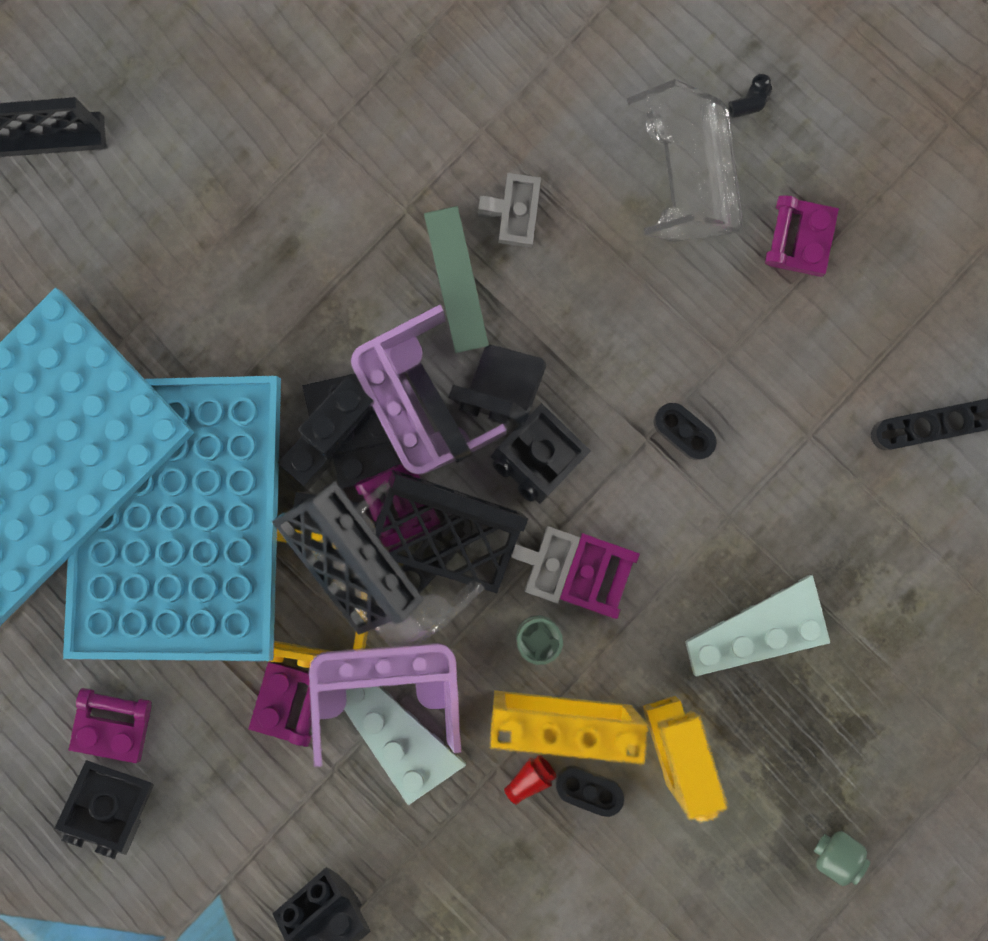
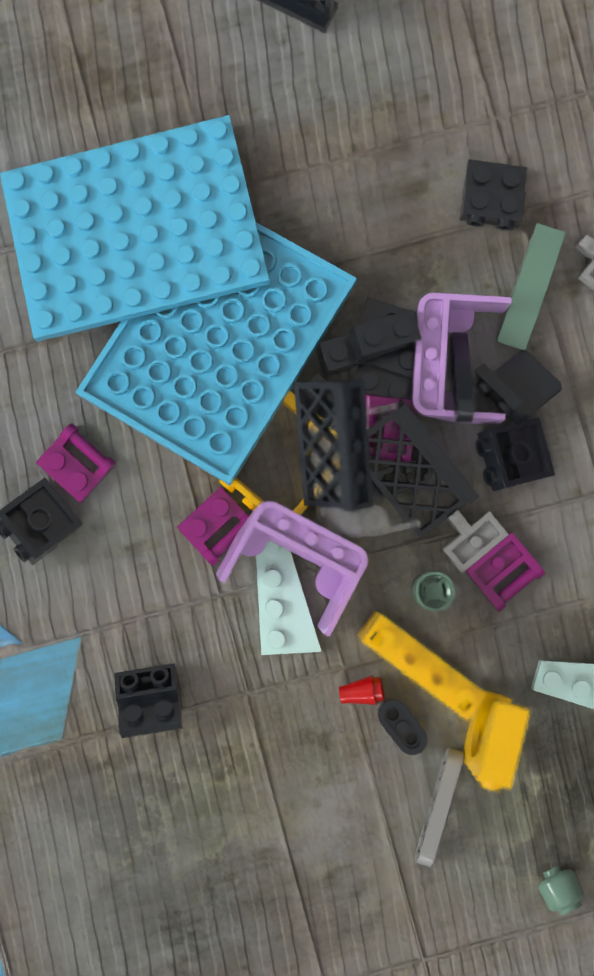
camera: 30 degrees right, 0 degrees up
(366, 210) = (493, 195): none -> black plate
(673, 849) = (439, 807): none -> light grey beam

